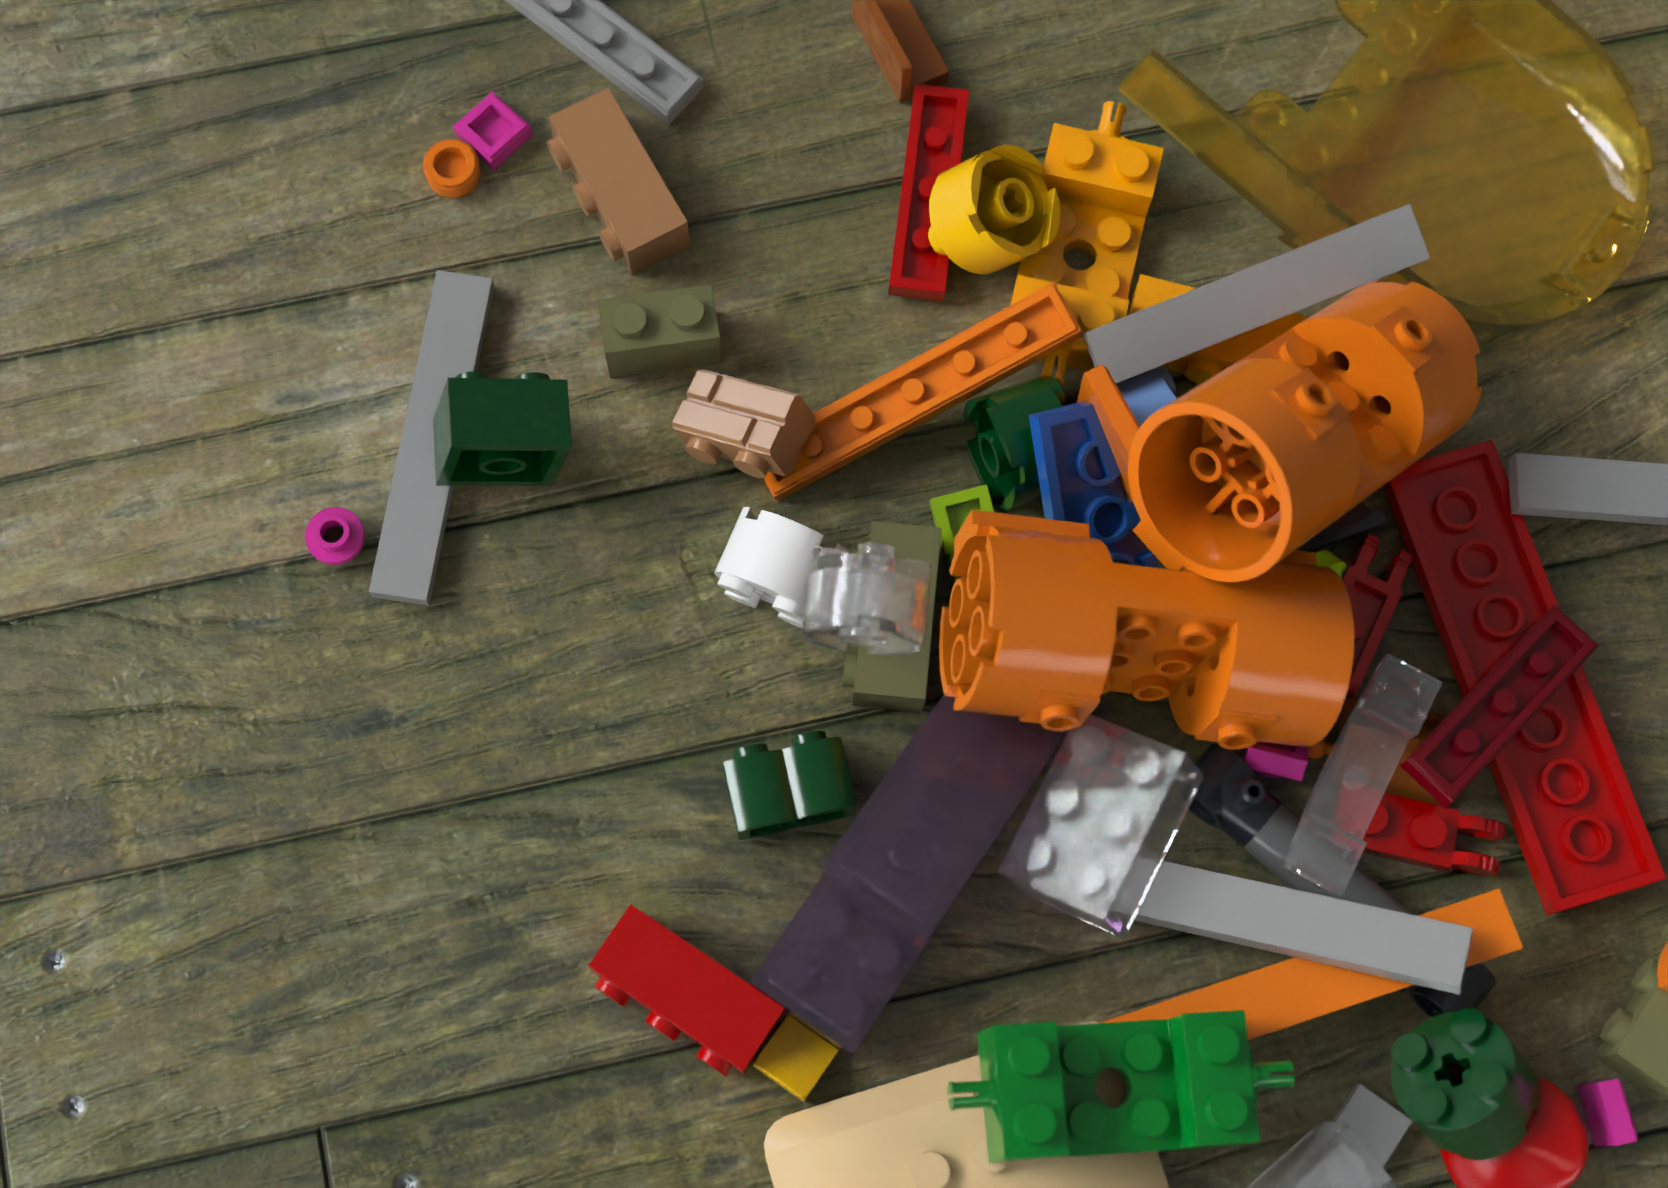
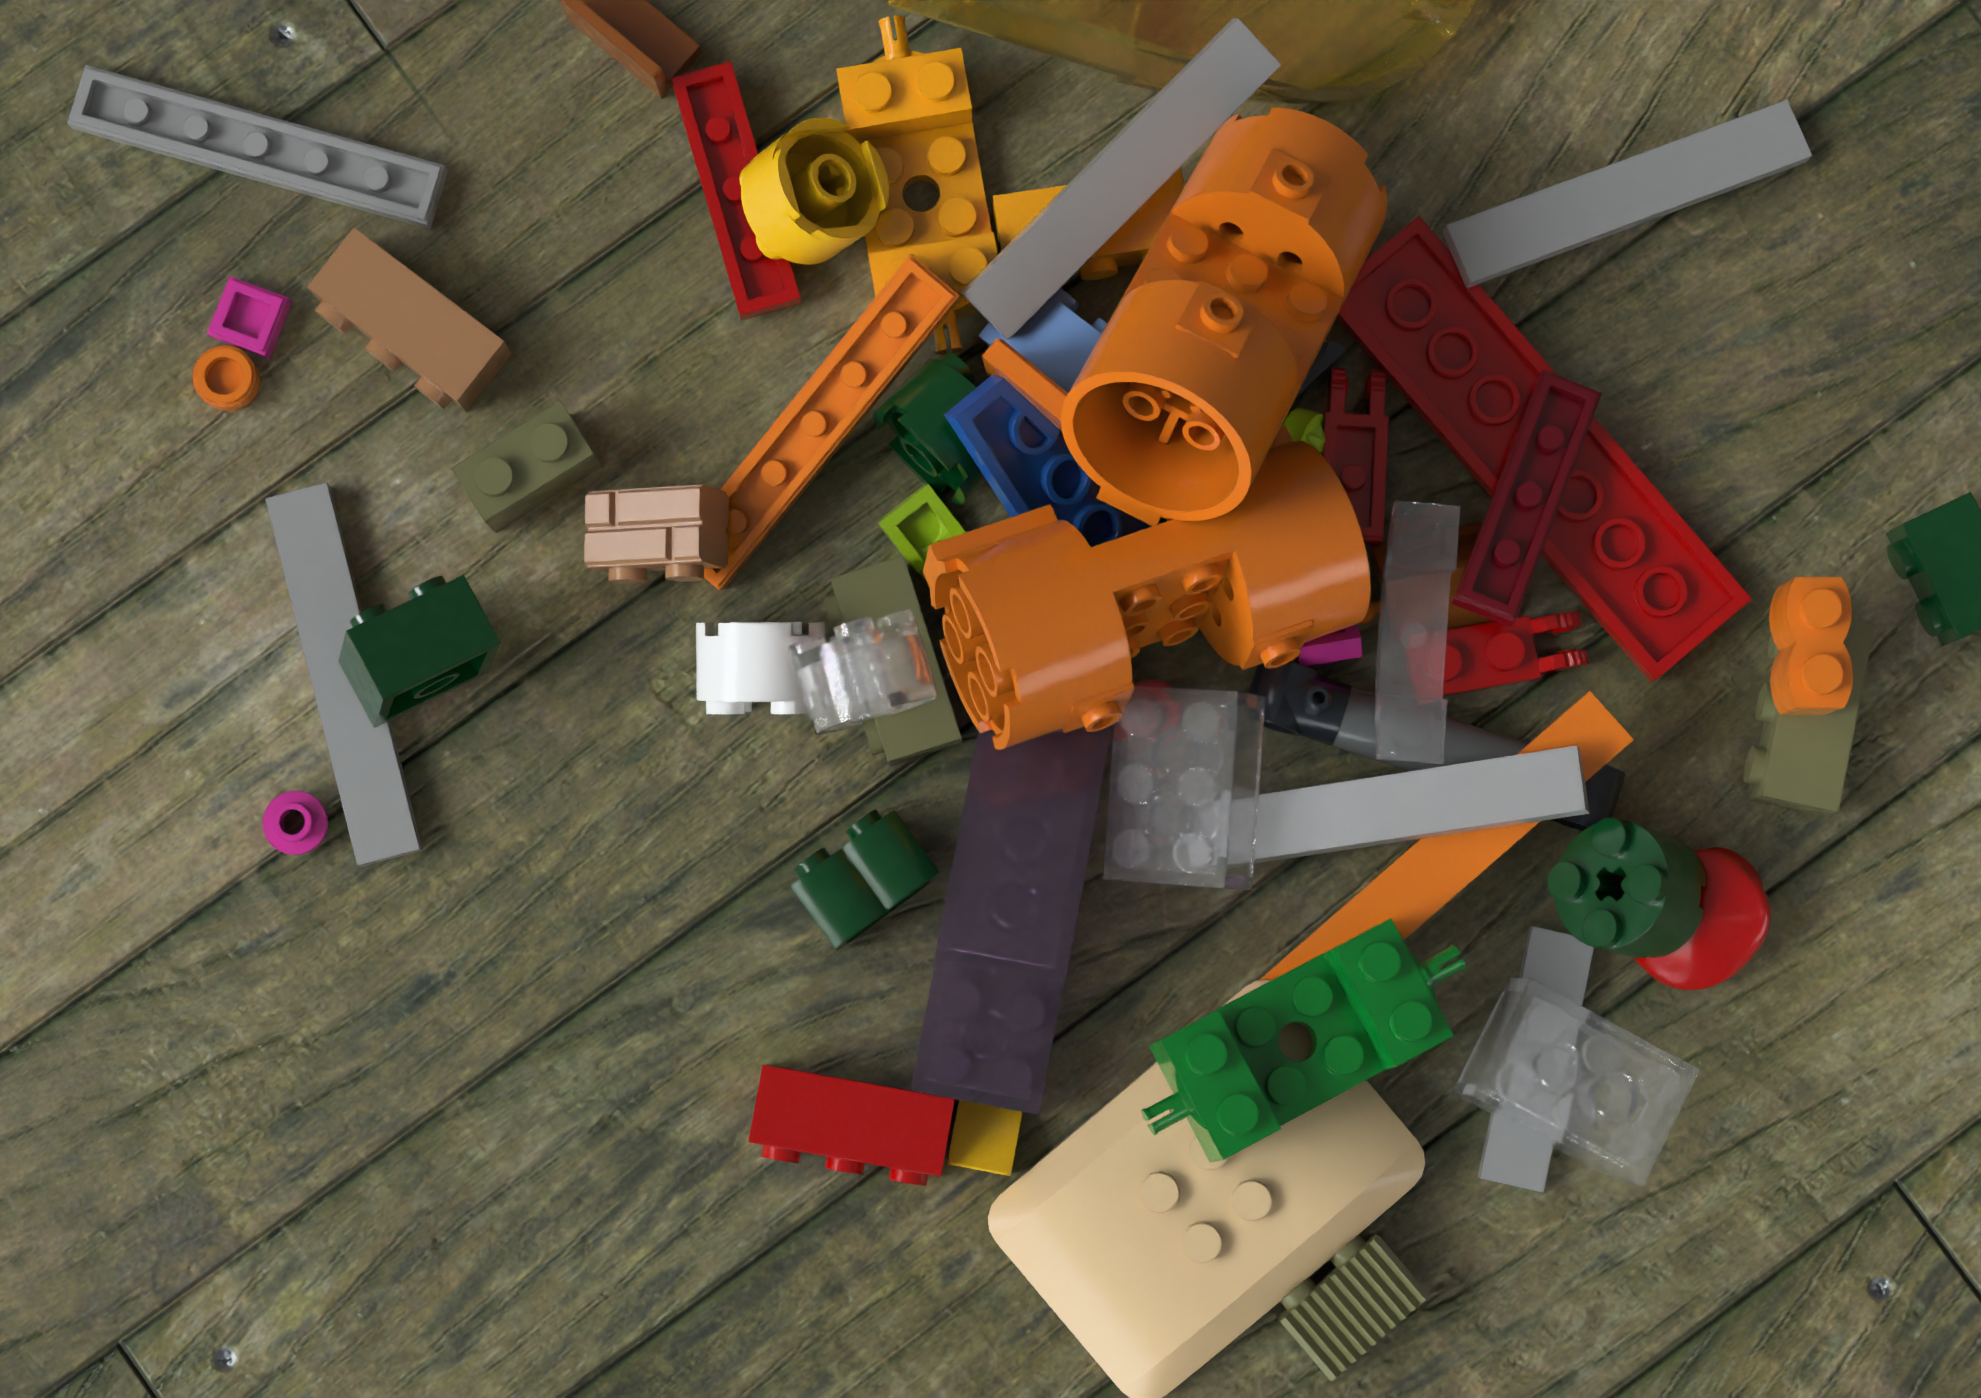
camera: 20 degrees left, 10 degrees up
(1607, 1113) = (1776, 852): dark pink tile -> none

